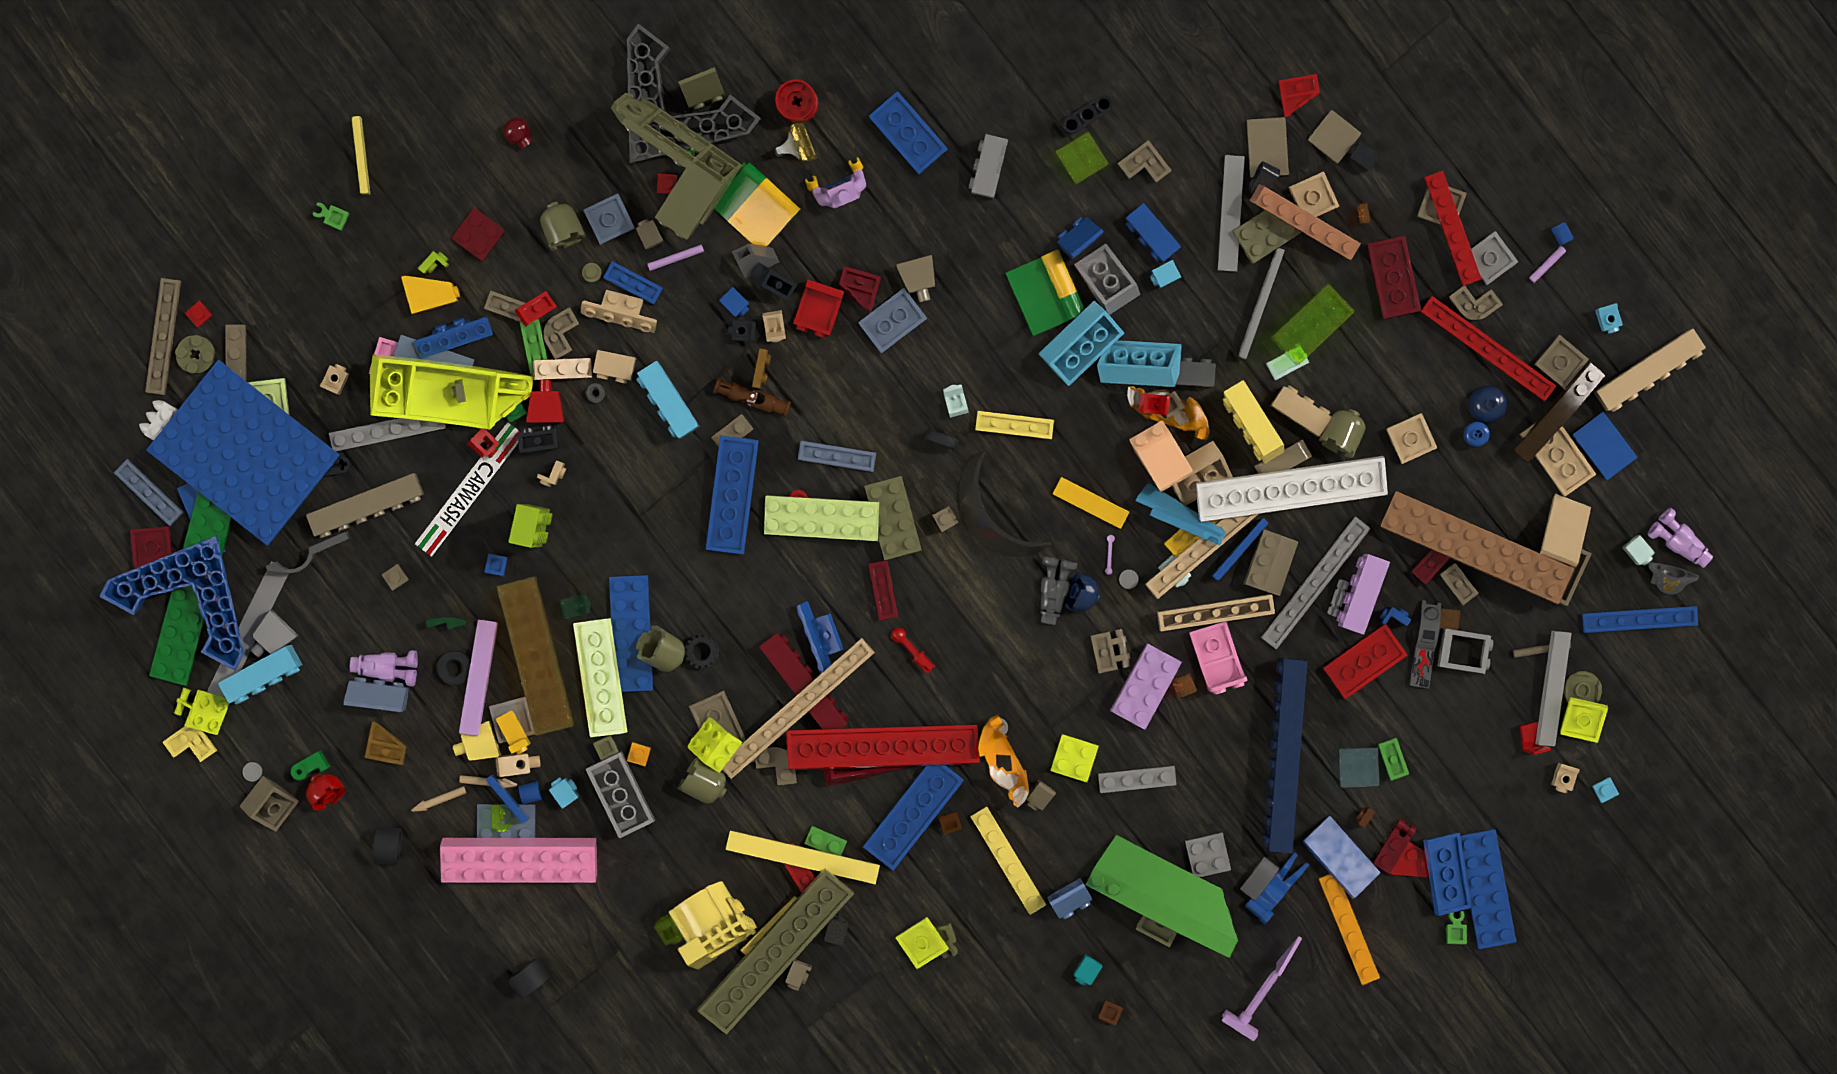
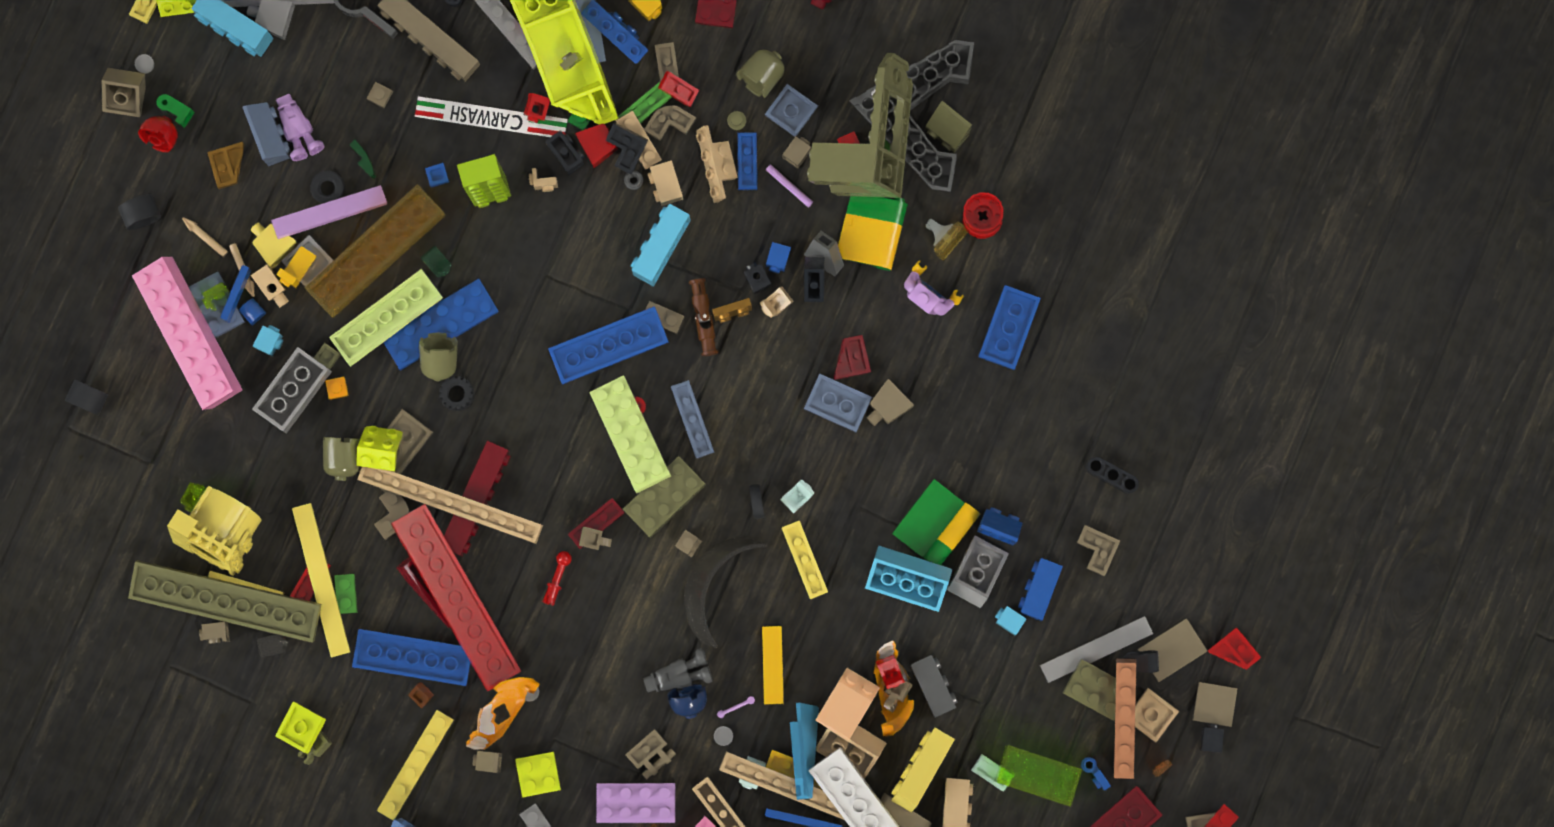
camera: 70 degrees right, 5 degrees down
(564, 378) = (631, 145): none -> black plate
(818, 308) = (812, 333): red panel -> none
(821, 634) = (527, 490): blue bracket -> none
(896, 600) = (592, 539): none -> dark tan plate
(988, 166) = (1019, 413): light grey wedge -> none
(1082, 158) = (1071, 491): clear neon green plate -> none
(1140, 363) = (919, 640): medium azure slope -> none
(1261, 302) = (1031, 719): light grey tile -> none
(1343, 273) = (1099, 779): none -> blue plate

